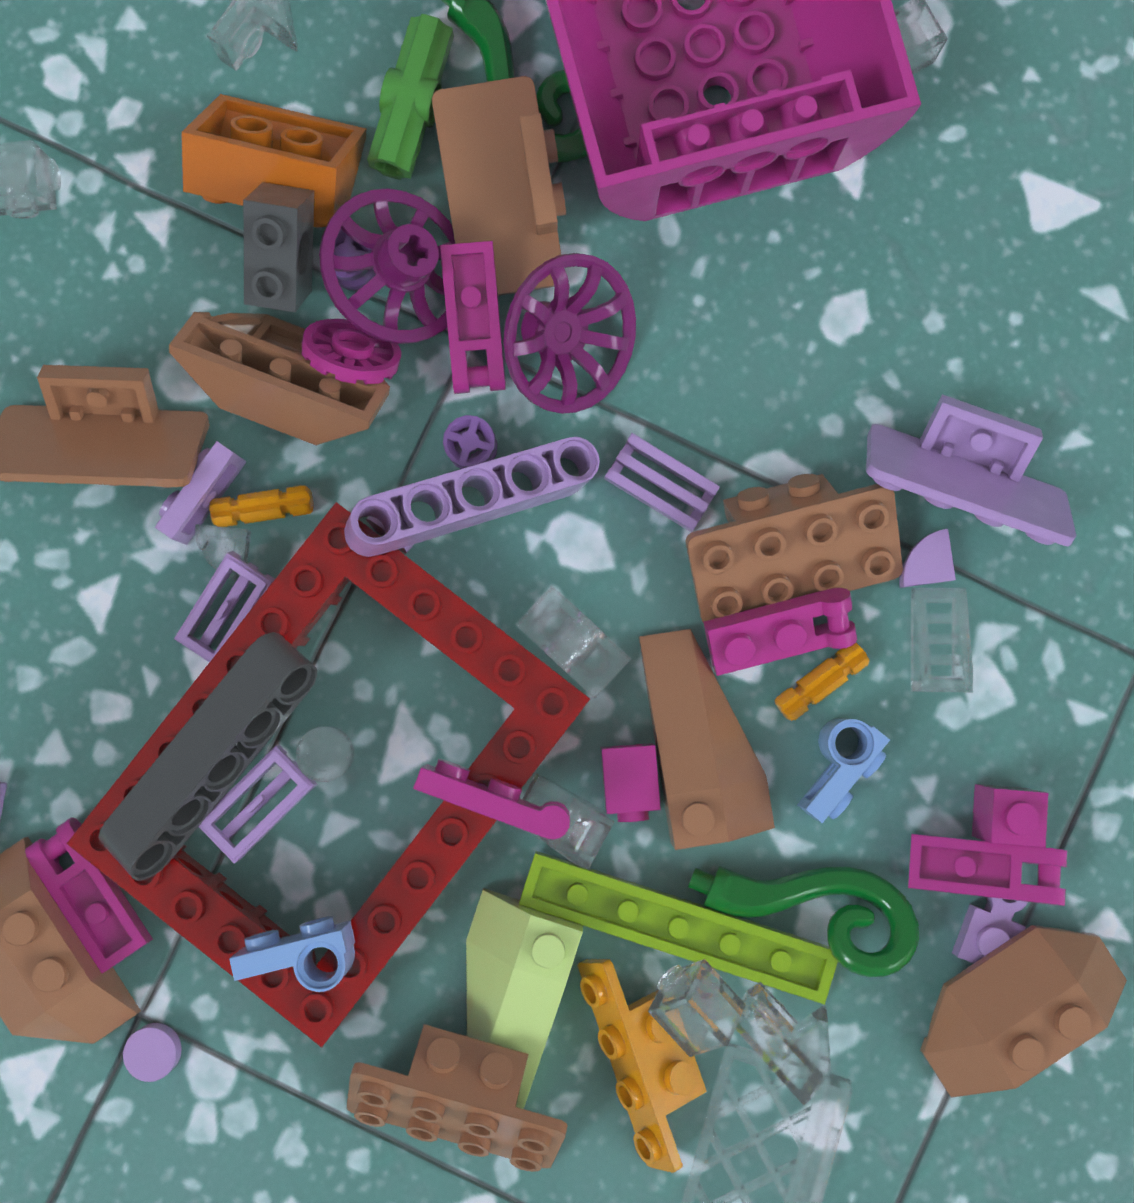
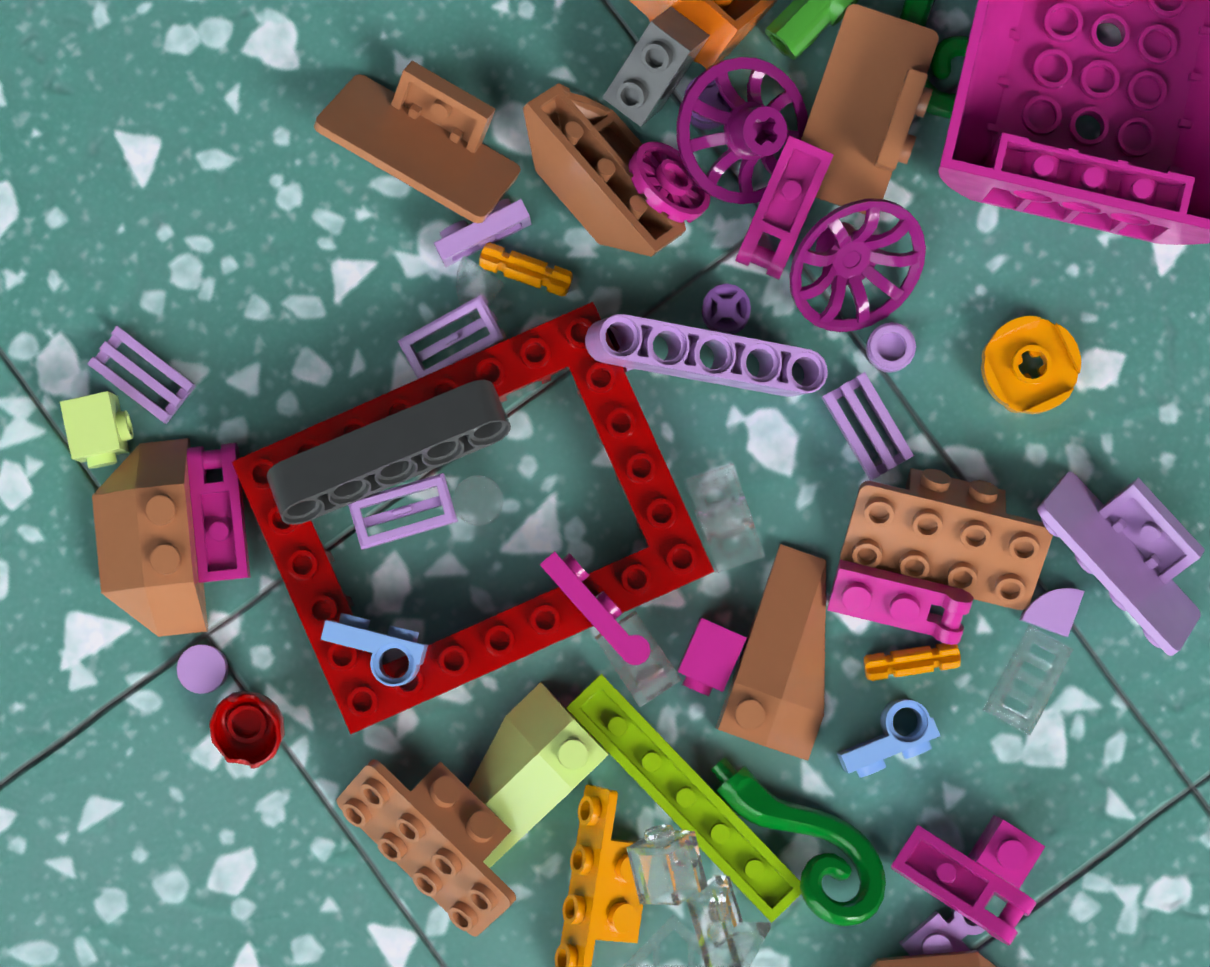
camera: 25 degrees right, 0 degrees up
(222, 1089) = (247, 728): none -> red hair
(643, 397) = (890, 347): none -> lavender tile
(813, 342) = (1039, 338): none -> light orange plate

